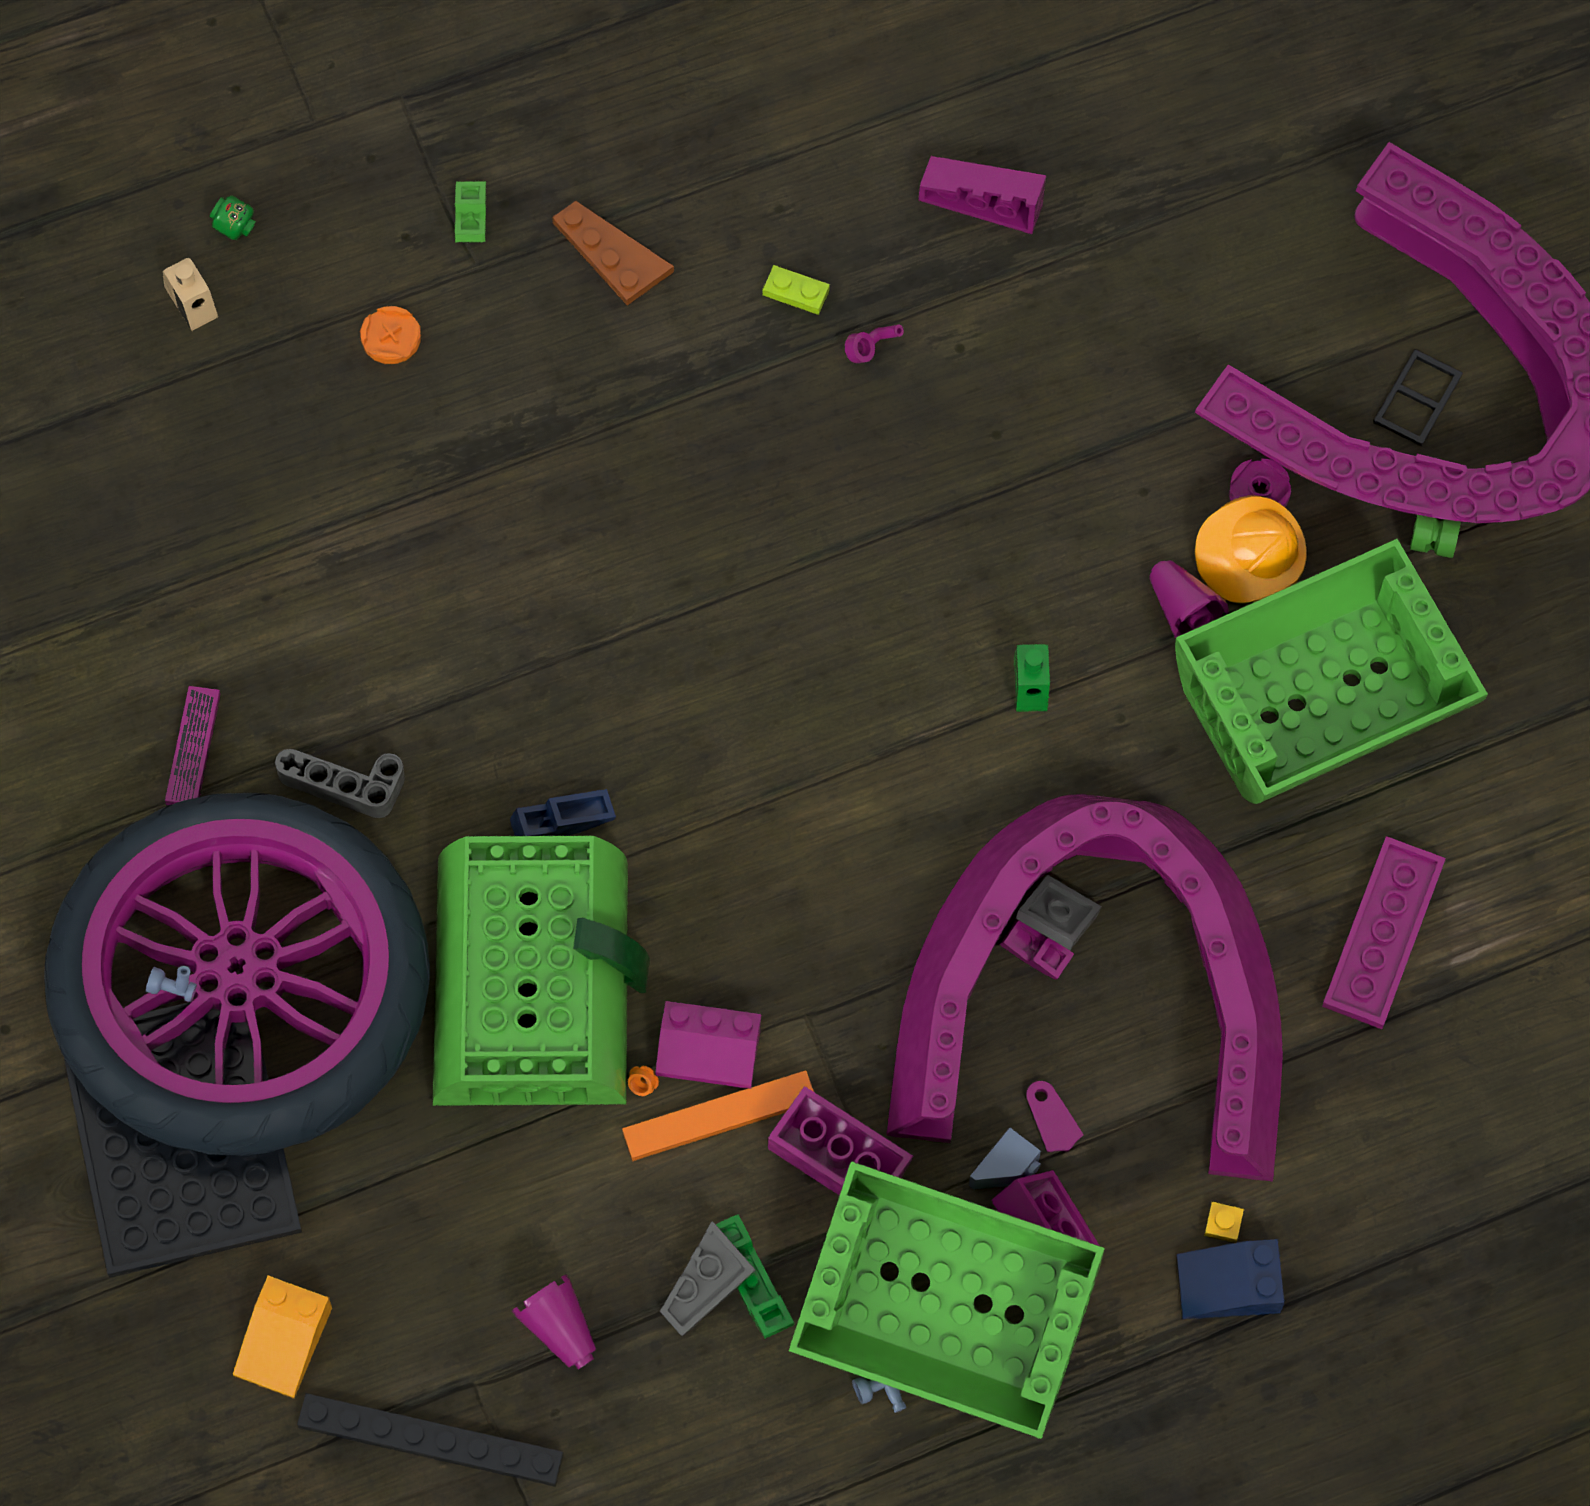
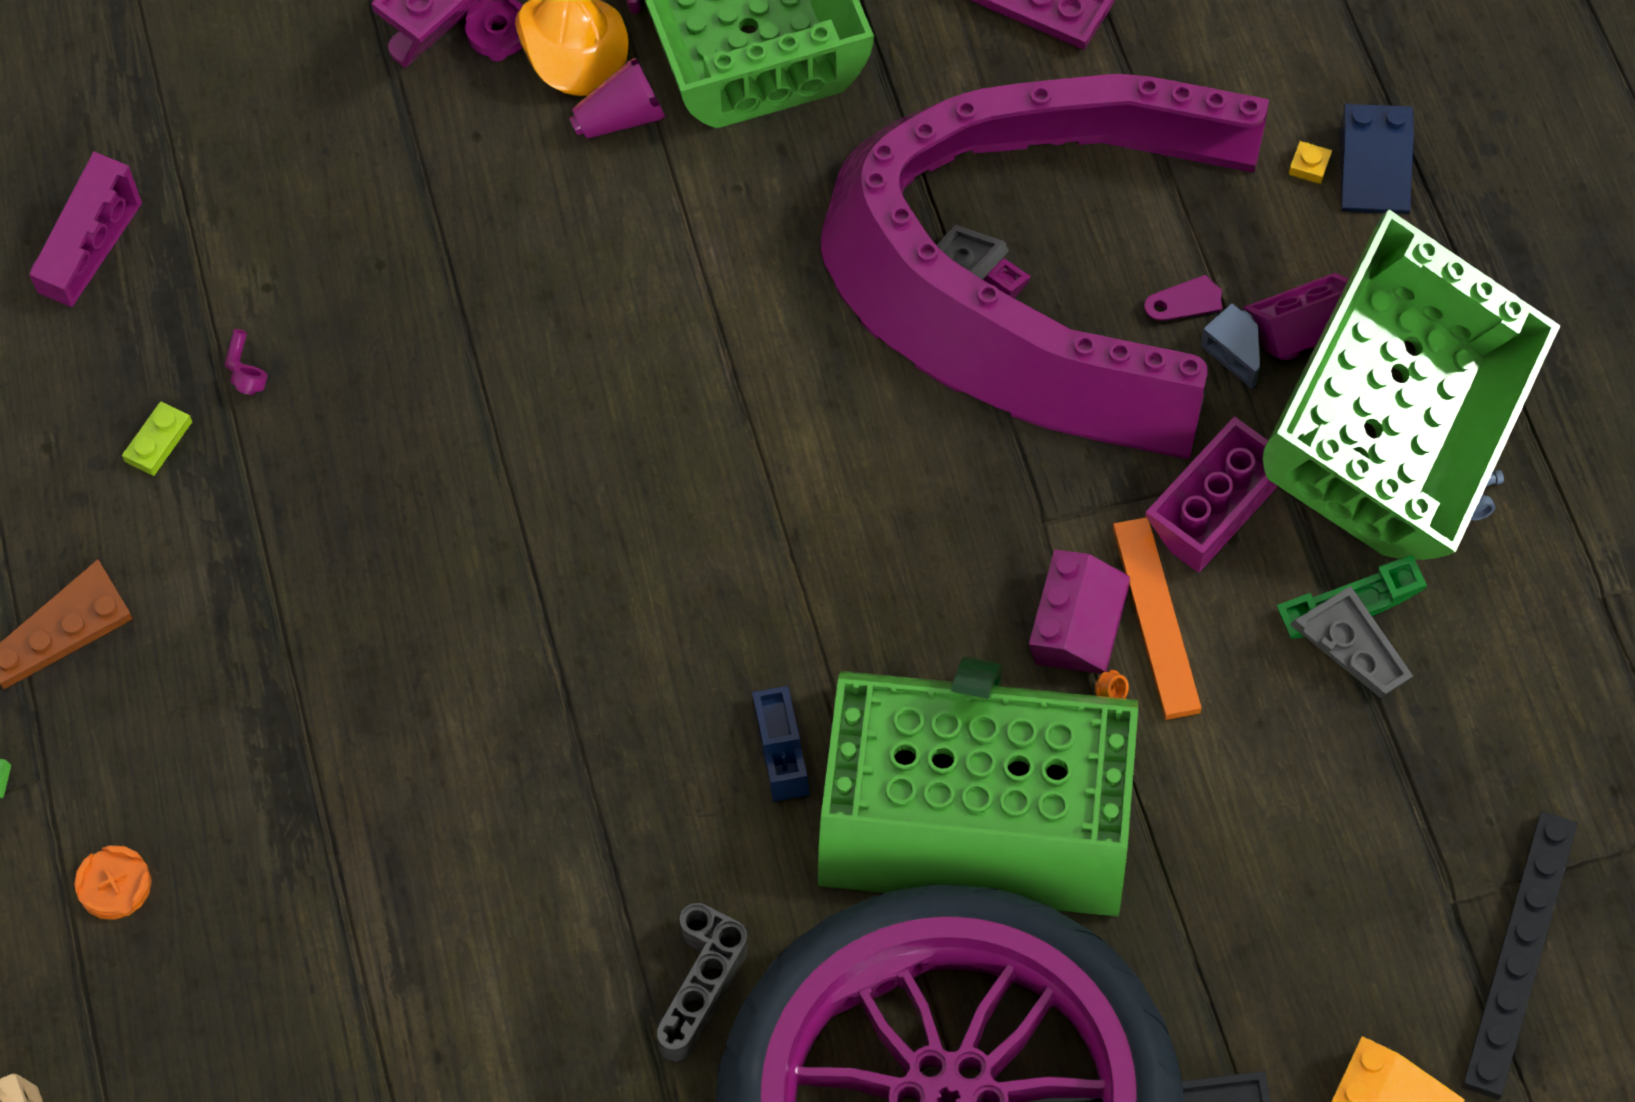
camera: 80 degrees left, 5 degrees down
(559, 1323) = (1391, 798): magenta cone -> none
(1031, 672) = (684, 252): green torso -> none

